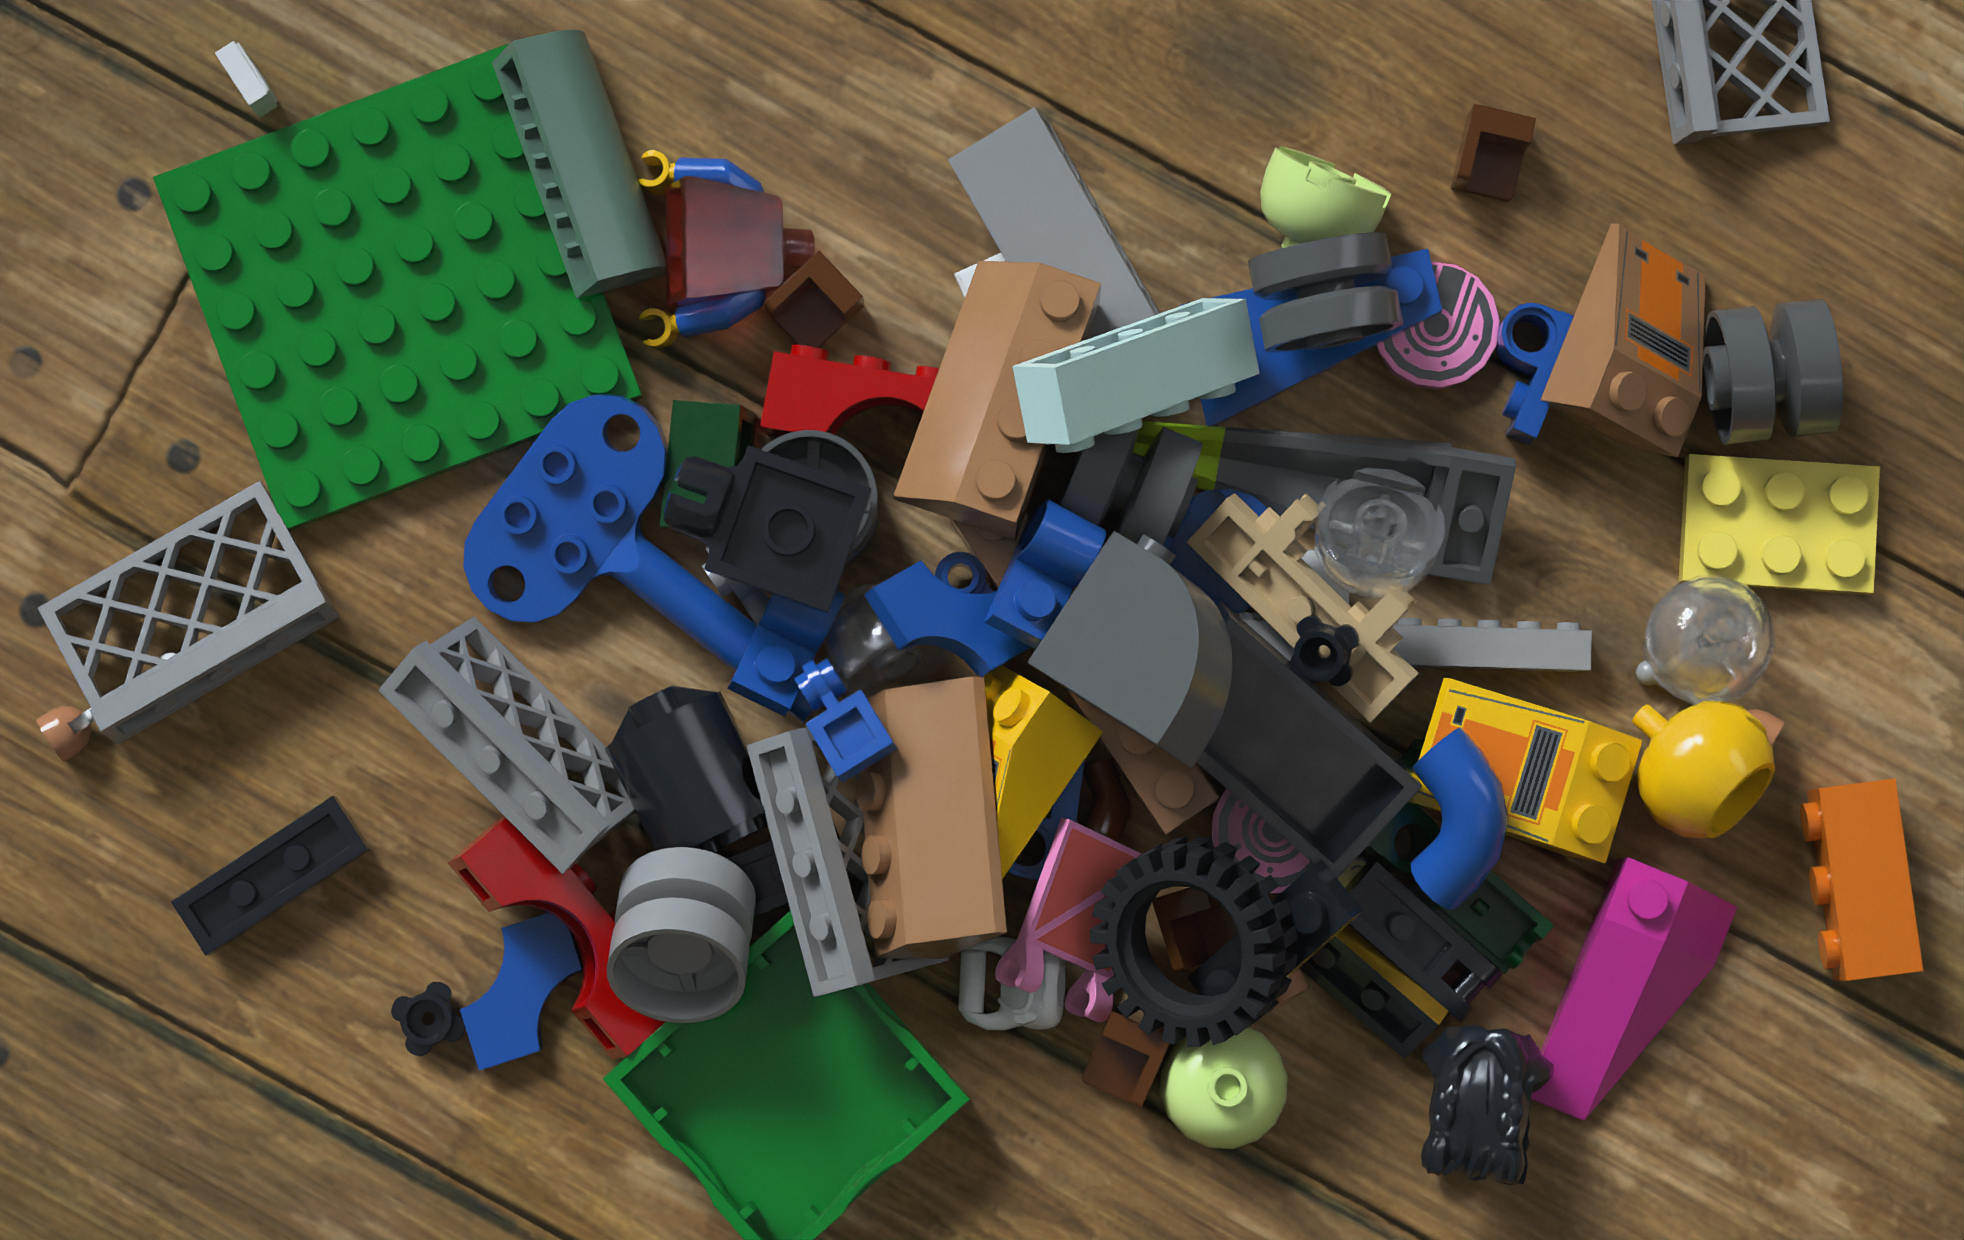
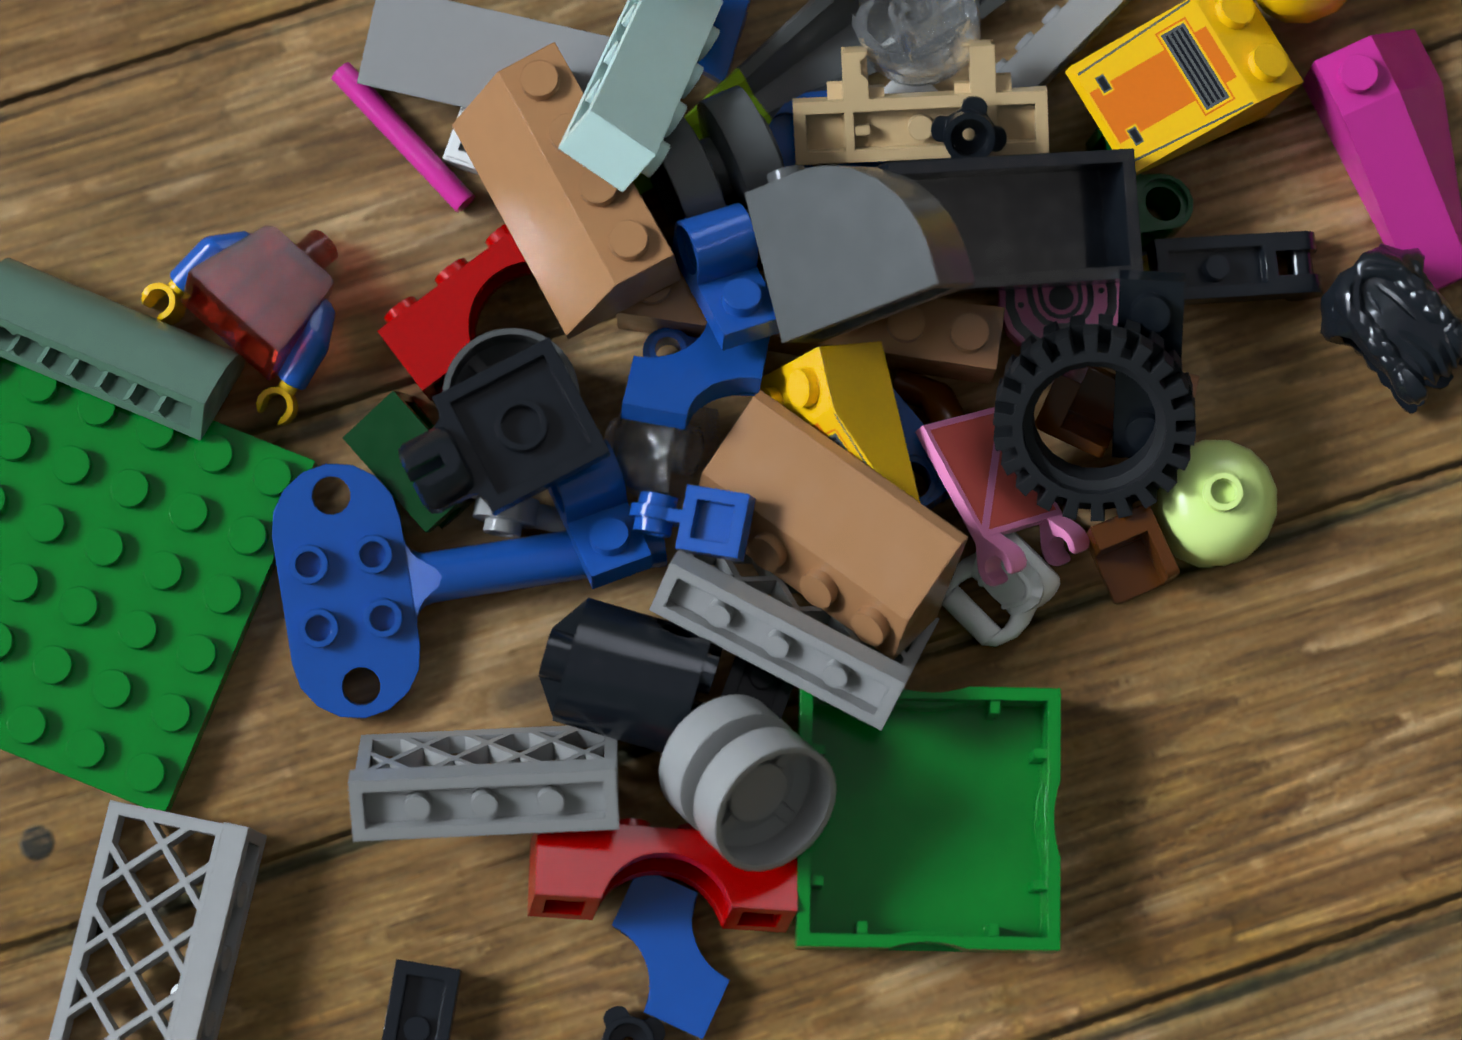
camera: 50 degrees left, 5 degrees down
(814, 302) = (367, 273): reddish brown panel -> none
(943, 232) = (403, 138): none -> dark pink bar
(1375, 991) = (1247, 331): black plate -> none
(1471, 820) = (1191, 137): blue cylinder -> none
(1494, 921) = (1253, 198): dark green hinge -> none

